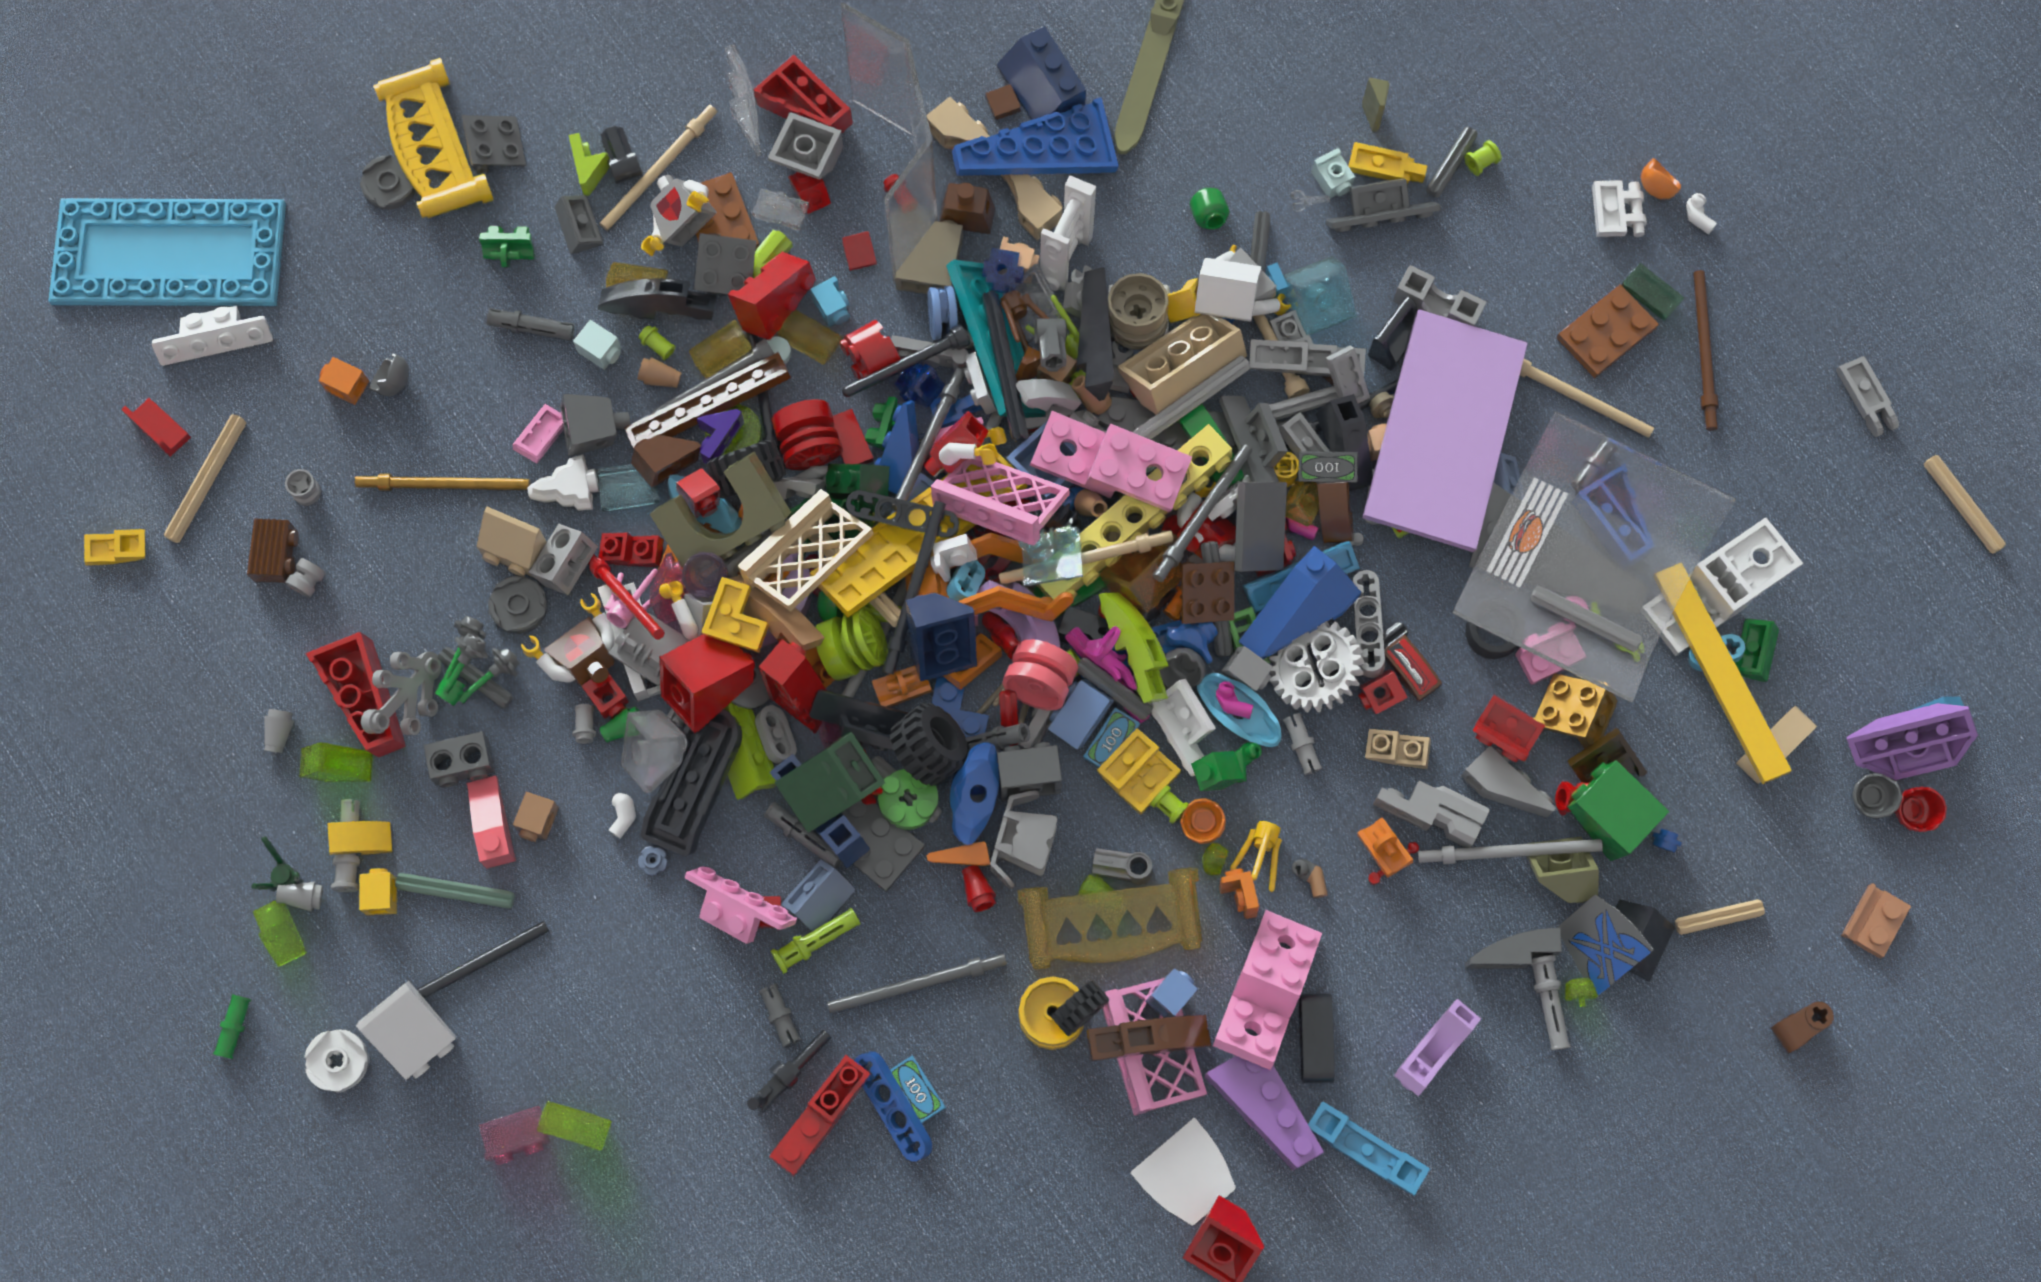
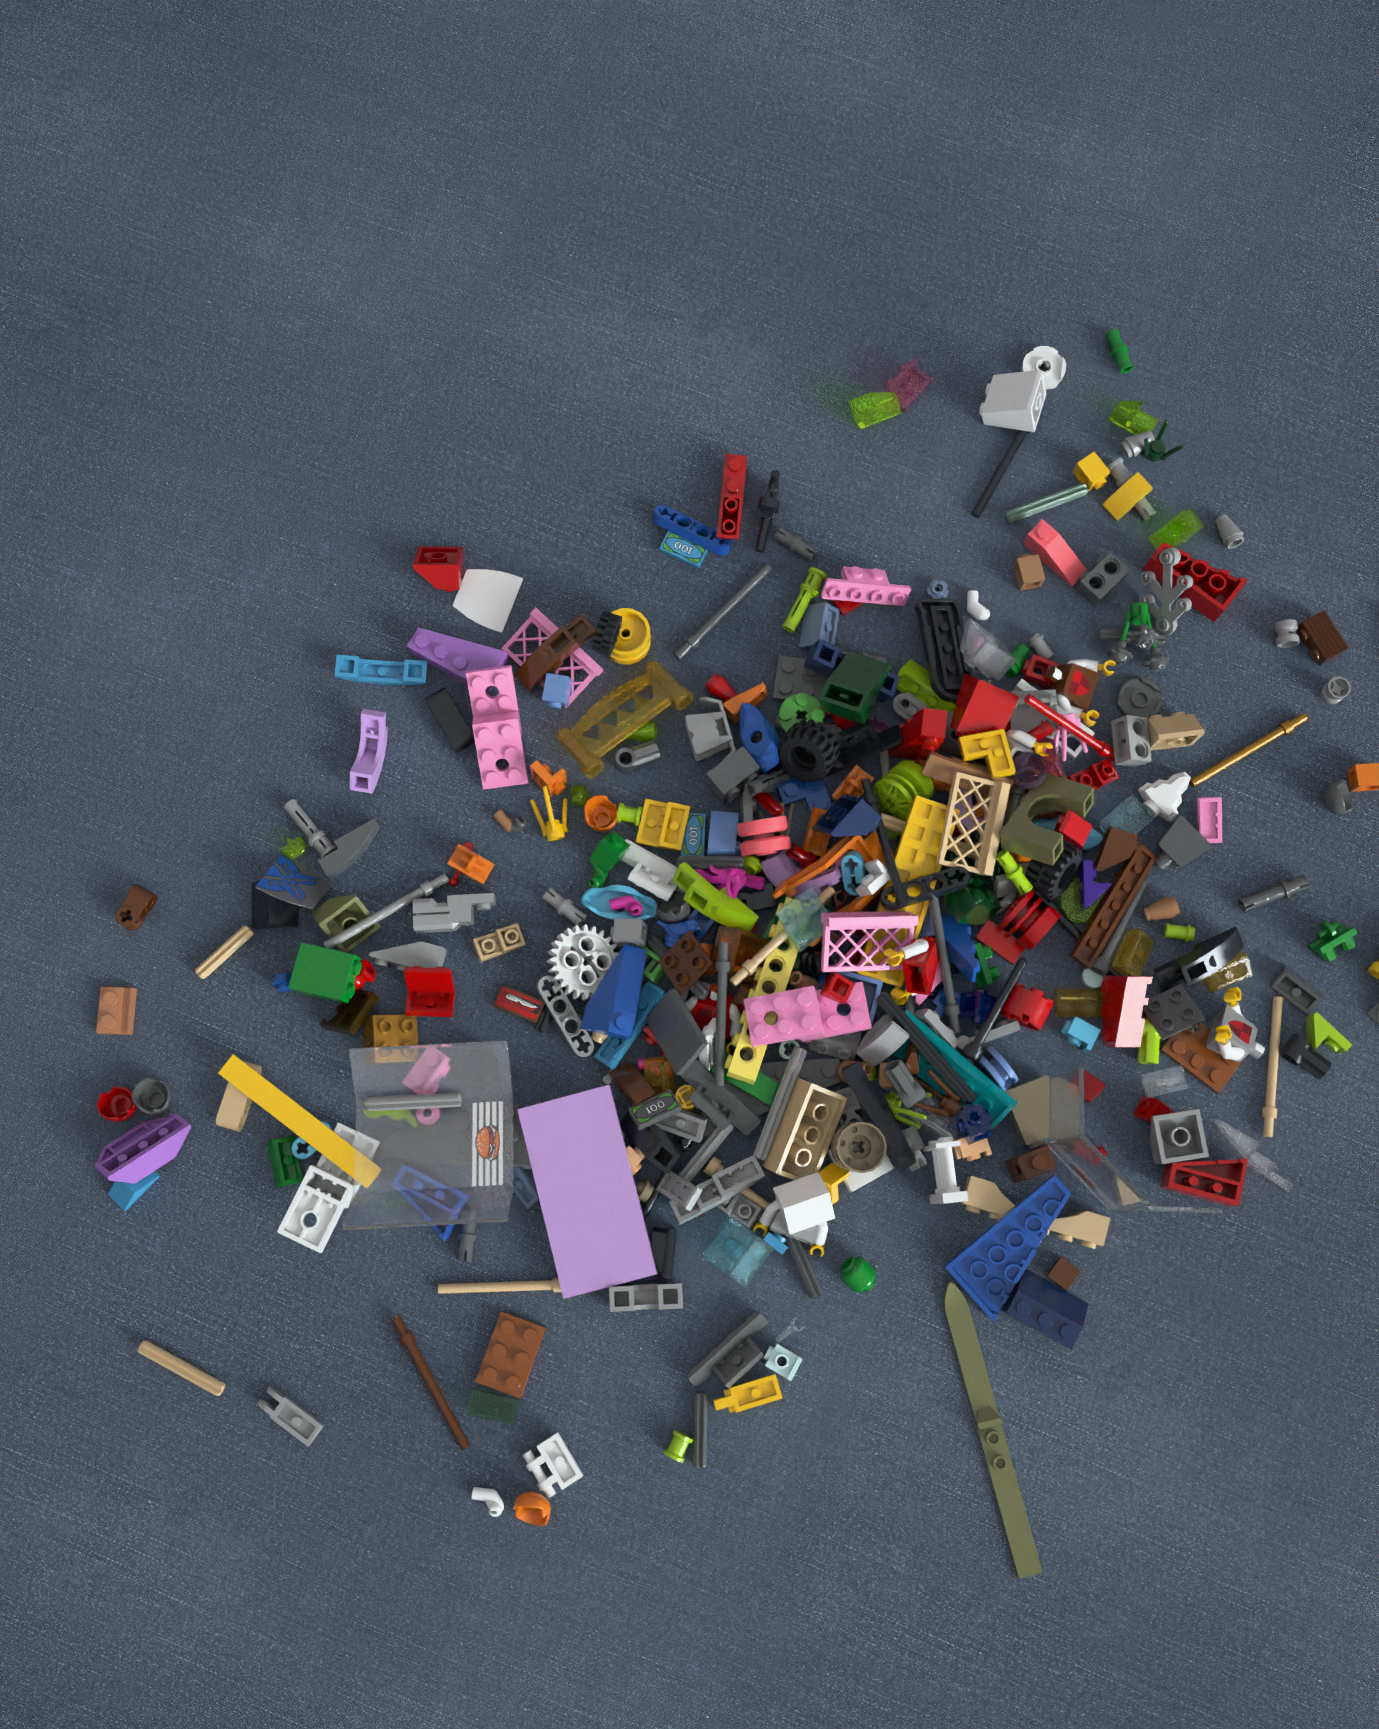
camera: 150 degrees right, 5 degrees up
(597, 345) = (1217, 904): light aqua brick -> none
(663, 618) = (1042, 730): none -> red pin
(793, 482) = (1014, 872): none -> lime pin
(1063, 467) = (837, 988): none -> red slope
(1375, 101) = (784, 1440): olive slope -> none
(1392, 692) = (528, 972): red brick -> none

